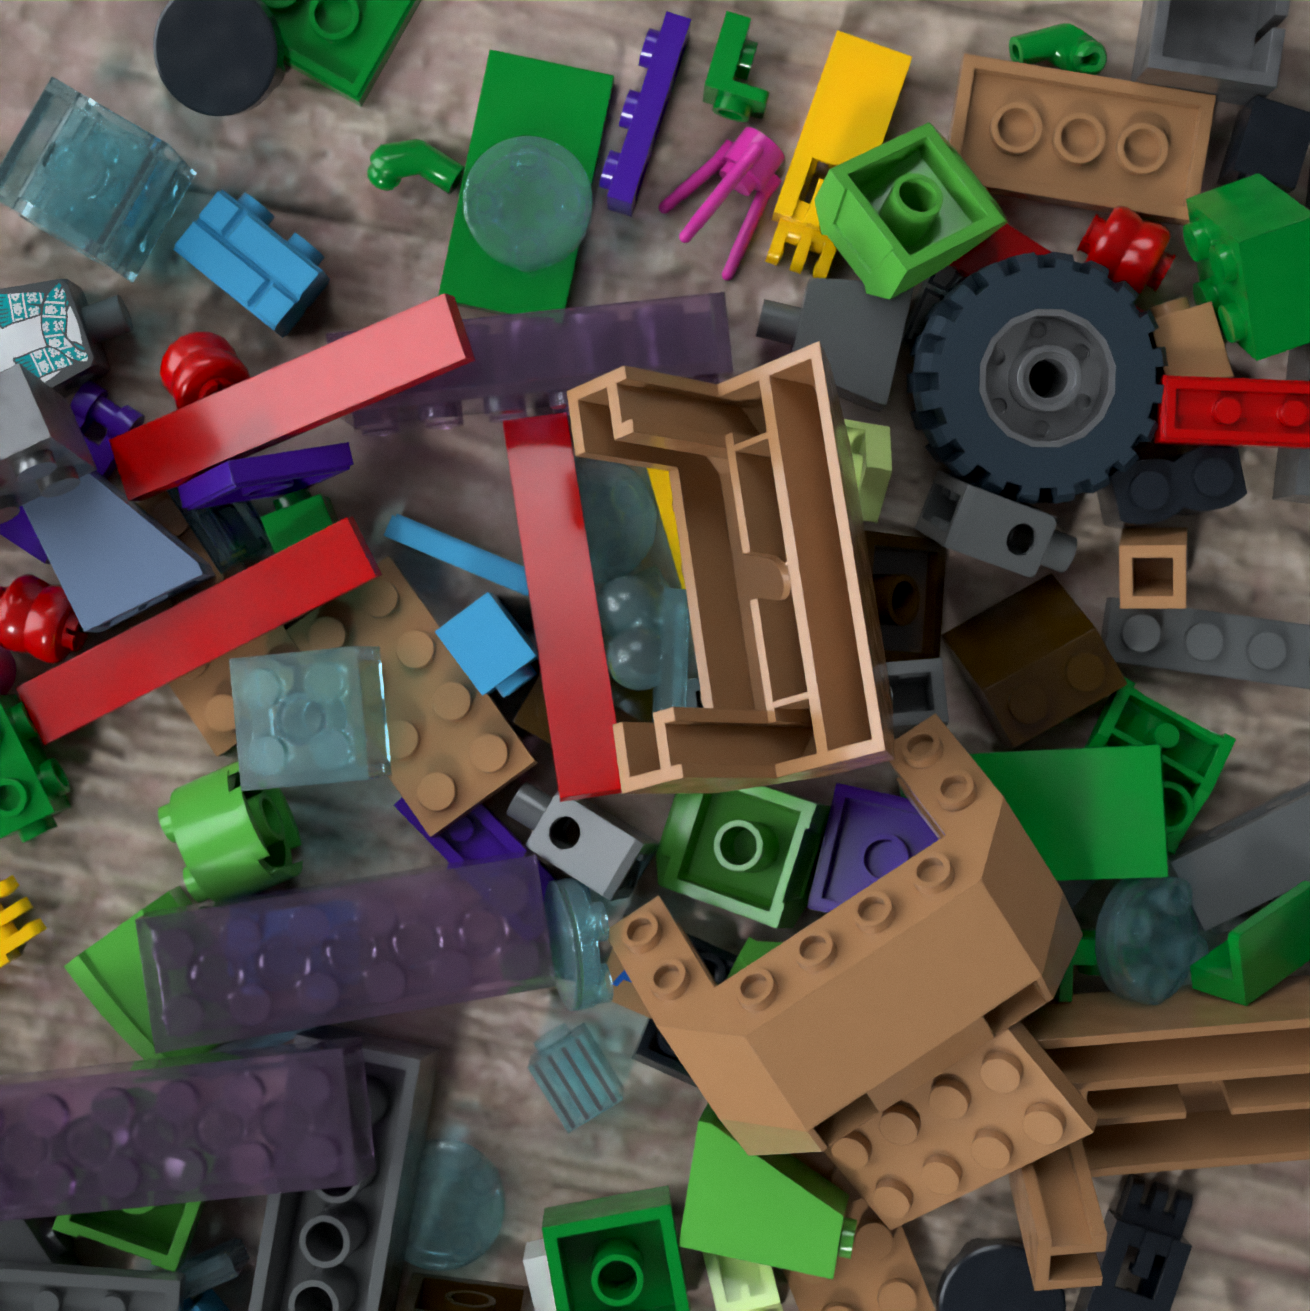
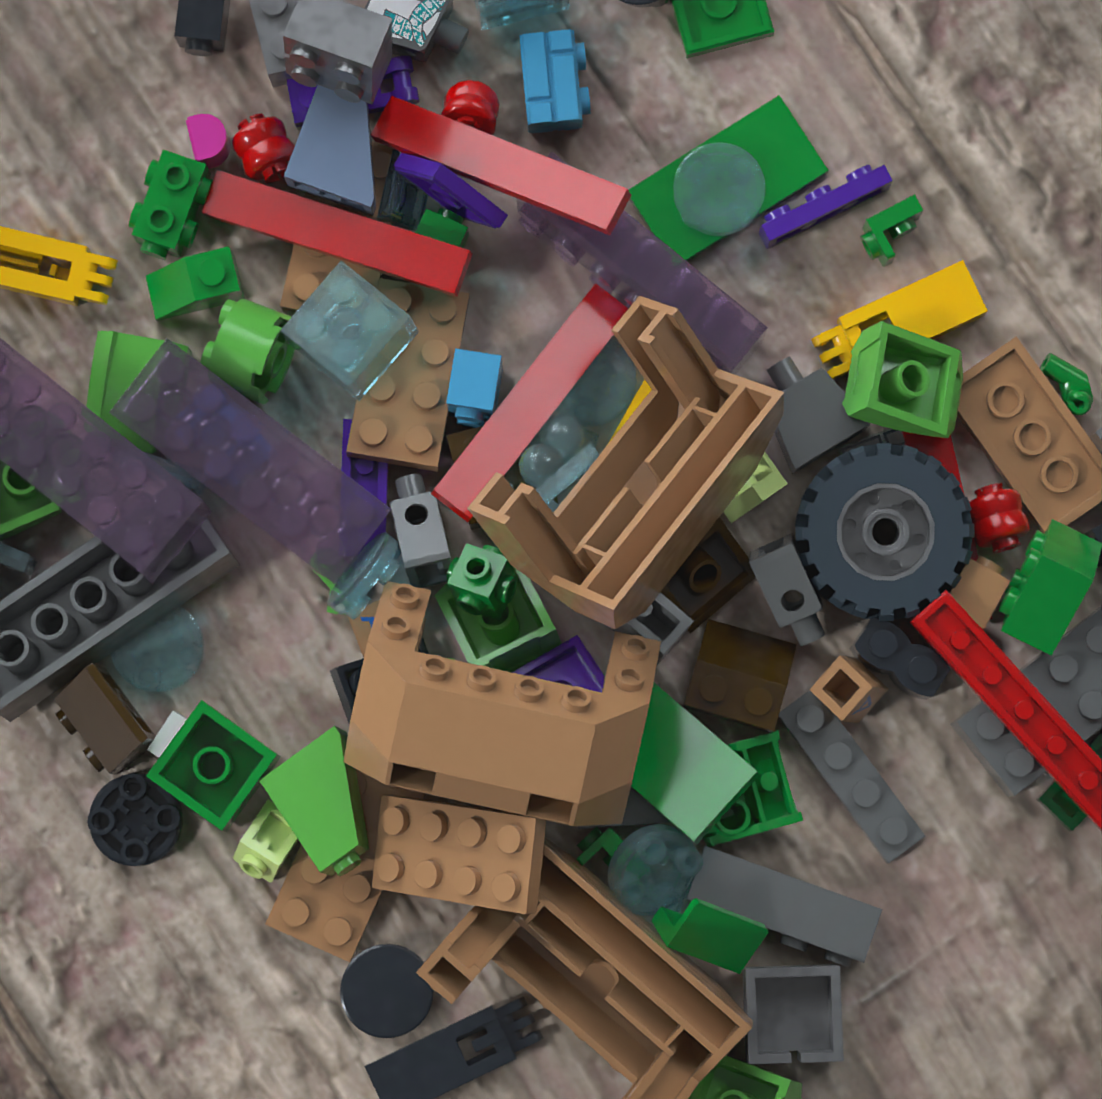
camera: 50 degrees right, 5 degrees down
(113, 818) = (195, 283): none -> green slope
(411, 158) = (684, 108): green arm -> none
(457, 553) = (504, 325): dark azure tile -> none
(574, 1075) = (293, 647): clear light blue brick -> none
(714, 836) = (482, 581): none -> green brick
(745, 166) = (847, 281): dark pink plant -> none

